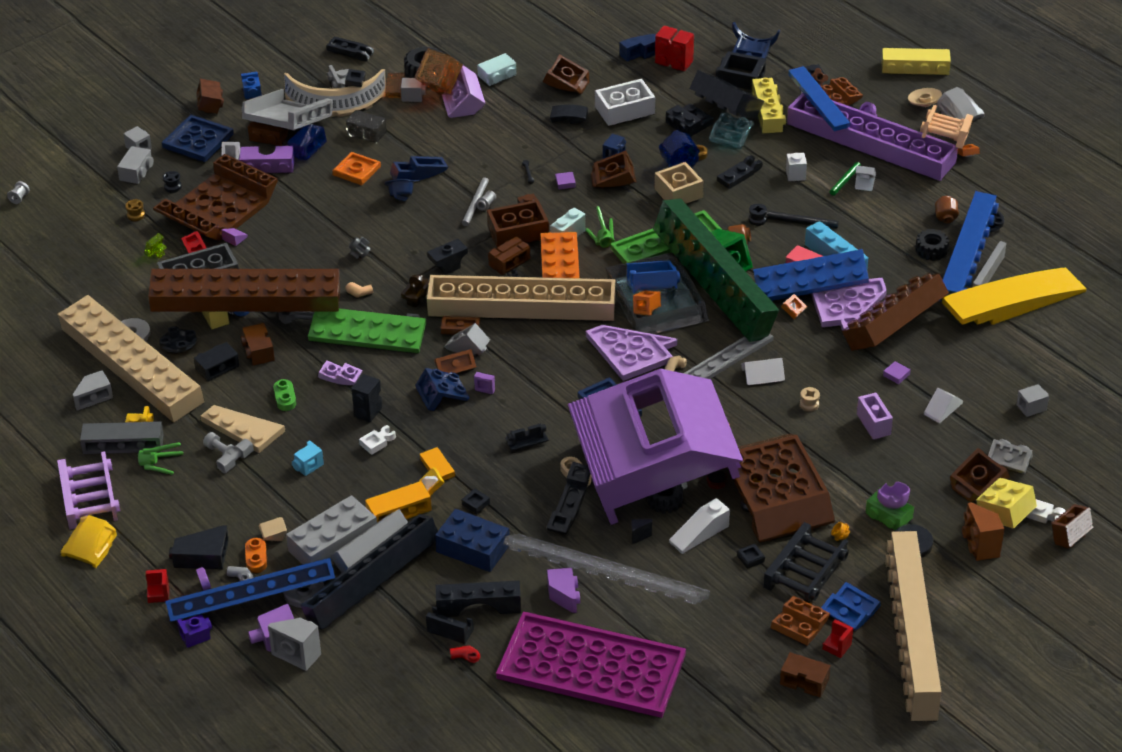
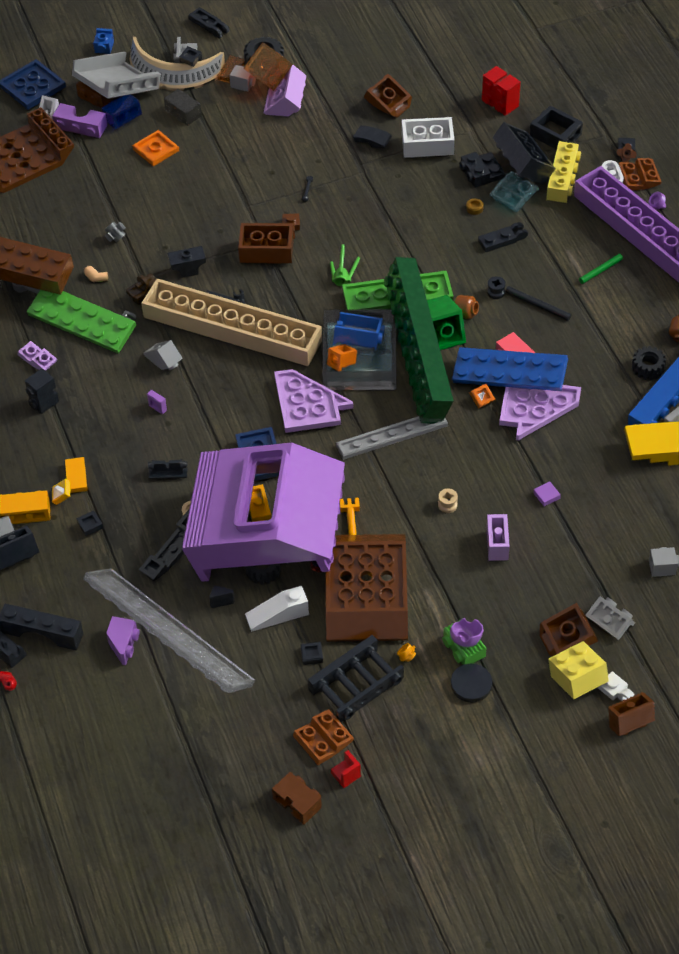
camera: 20 degrees right, 10 degrees up
(209, 96) = (60, 44): reddish brown brick -> none
(233, 236) = (15, 191): medium lavender slope -> none
(376, 441) = (32, 435): white plate -> none
(400, 188) = (180, 181): dark blue piece -> none
(418, 168) = (207, 162): dark blue slope -> none
(436, 384) = (117, 394): dark blue bracket -> none
(452, 325) = (160, 333): reddish brown plate -> none
(456, 362) = (141, 374): dark orange plate -> none
(472, 207) = (243, 208): light grey bar -> none
(472, 540) = (64, 563): dark blue brick -> none
(484, 202) = (249, 212): light grey pin -> none
(497, 69) = (329, 74): light aqua brick -> none
(509, 255) = (244, 273): reddish brown brick -> none
(559, 255) = (287, 288): orange brick -> none
(565, 180) = (336, 206): medium lavender tile -> none
(570, 222) = (311, 258): light aqua brick -> none
(591, 664) = (110, 726): magenta plate -> none
(613, 145) = (395, 183): dark blue brick -> none
(613, 171) = (383, 208): reddish brown slope -> none
(637, 46) = (468, 80): dark blue slope -> none
(676, 362) = (340, 426): tan arm -> none
(678, 183) = (434, 238): tan brick -> none
(679, 149) = (451, 203): clear blue brick -> none
(752, 46) = (578, 104): dark blue piece -> none
(763, 371) = (419, 458): white panel -> none
(796, 166) = (556, 245): white brick -> none
(819, 98) = (608, 179): blue tile -> none
(827, 242) = (549, 340): medium azure brick -> none
(851, 606) = (377, 736): blue slope -> none
(865, 178) = (619, 274): white slope -> none
(894, 311) = (571, 429): reddish brown brick -> none
(914, 627) = (419, 779): tan brick -> none
(942, 405) = (572, 541): white slope -> none
(983, 532) = (537, 696): dark orange slope -> none

